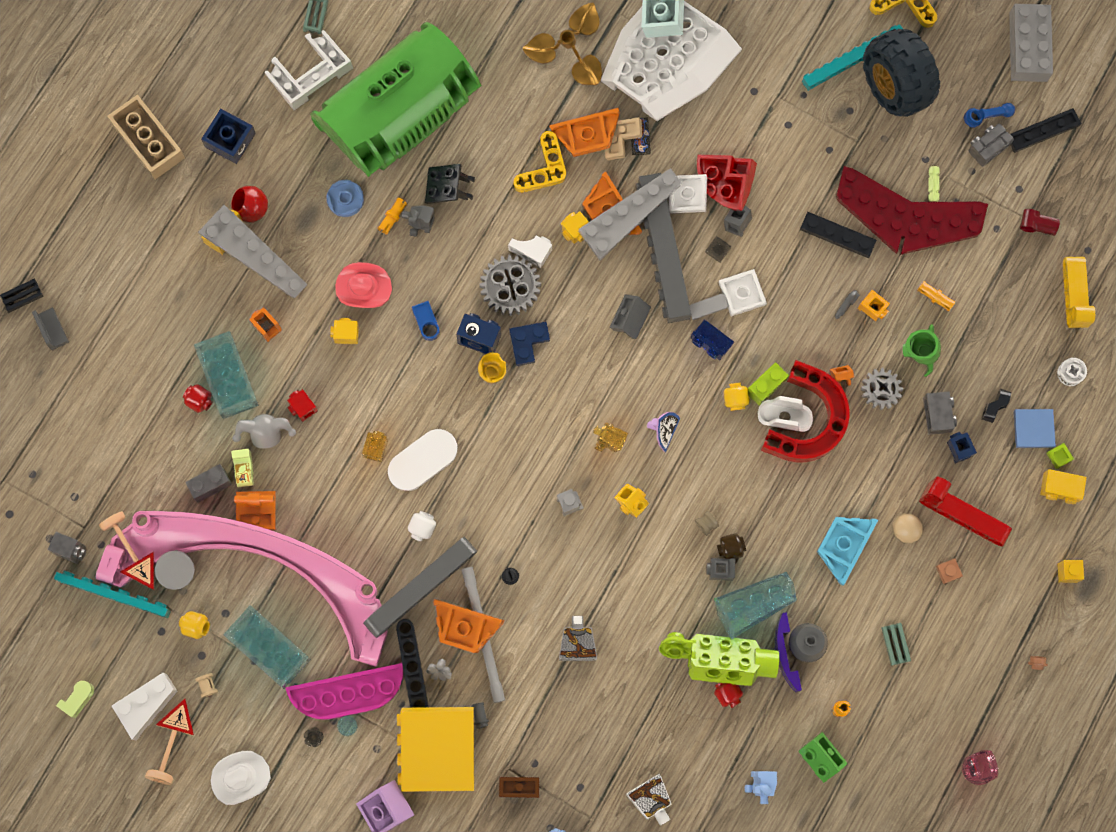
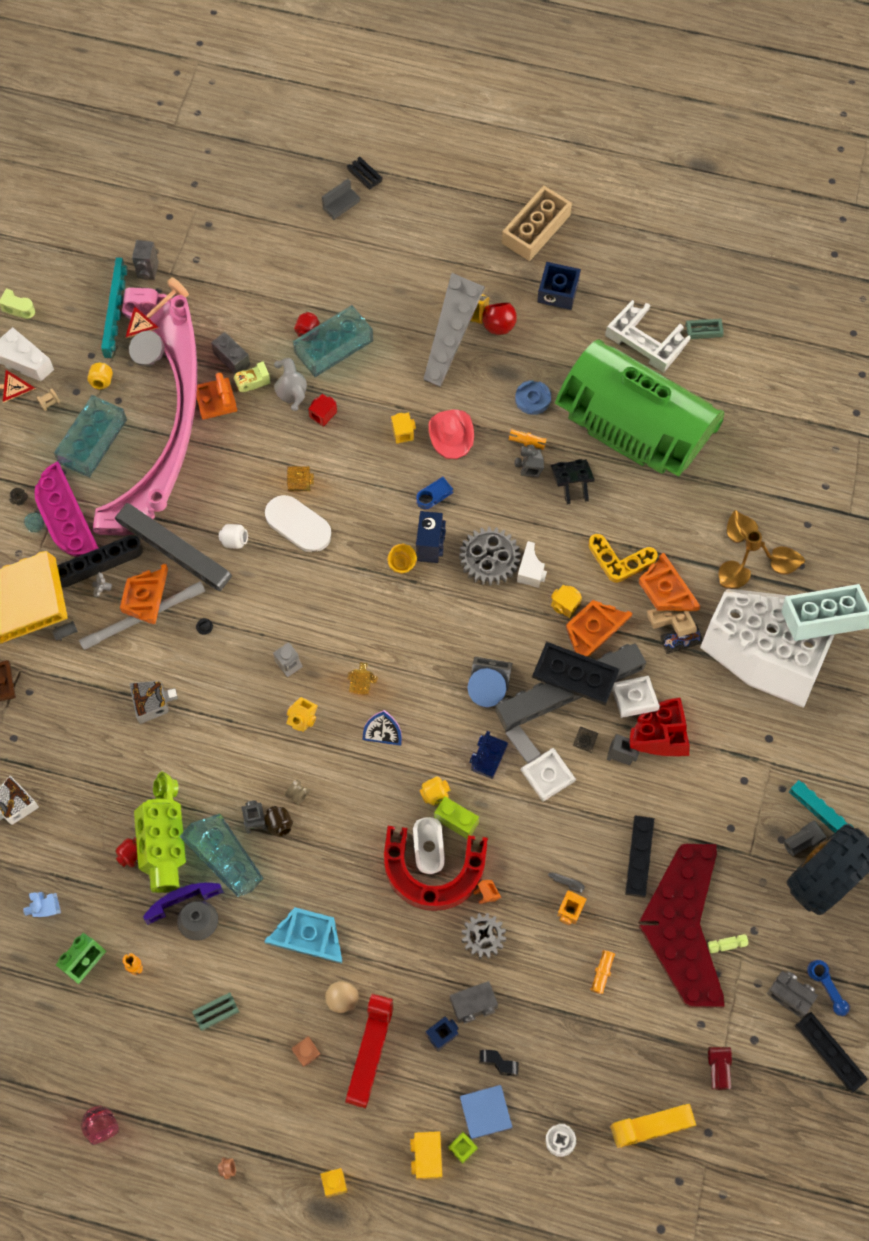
camera: 80 degrees right, 10 degrees down
(265, 324) = (390, 361): orange window -> none
(523, 339) = (441, 582): dark blue plate -> none
(617, 222) = (580, 632): light grey wing -> none
(646, 323) = (486, 687): none -> medium blue tile
(659, 237) = (575, 673): none -> black plate
(855, 85) = (808, 836): none -> dark grey piece
(923, 348) = (537, 968): bright green piece -> none

